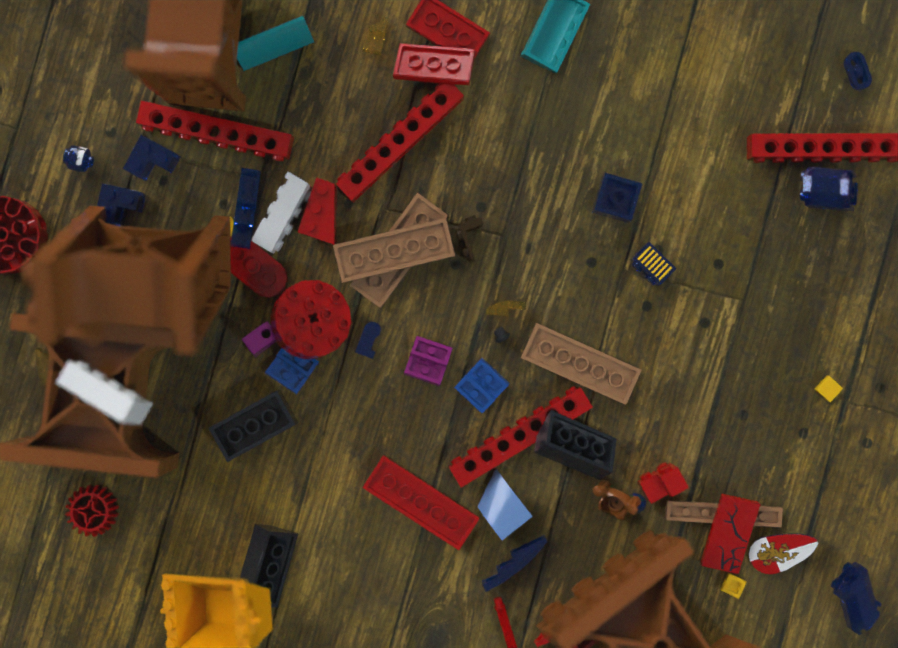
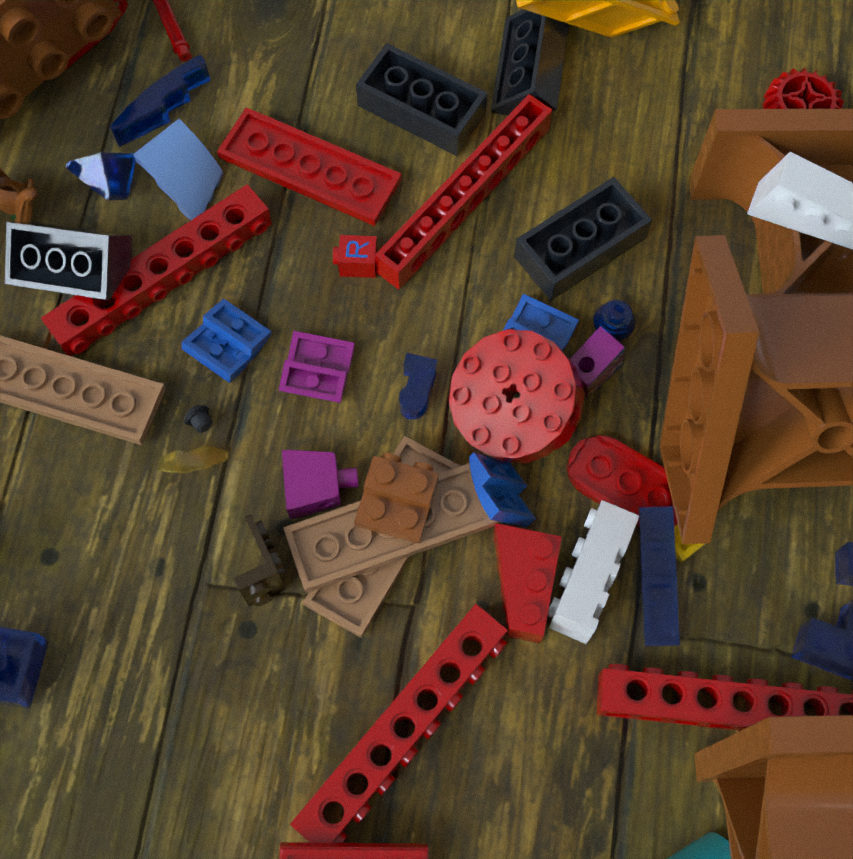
camera: 170 degrees right, 20 degrees down
(246, 372) = (615, 318): none -> clear blue cone
(322, 469) = (462, 192): none -> red brick
(329, 264) = (499, 490): none -> blue slope
(342, 541) = (421, 99): none -> black brick
(387, 263) = (397, 497): none -> dark orange plate
(397, 431) = (356, 256): none -> red brick
(435, 286) = (314, 481): none -> magenta torso
(552, 511) = (106, 173): none -> clear blue slope

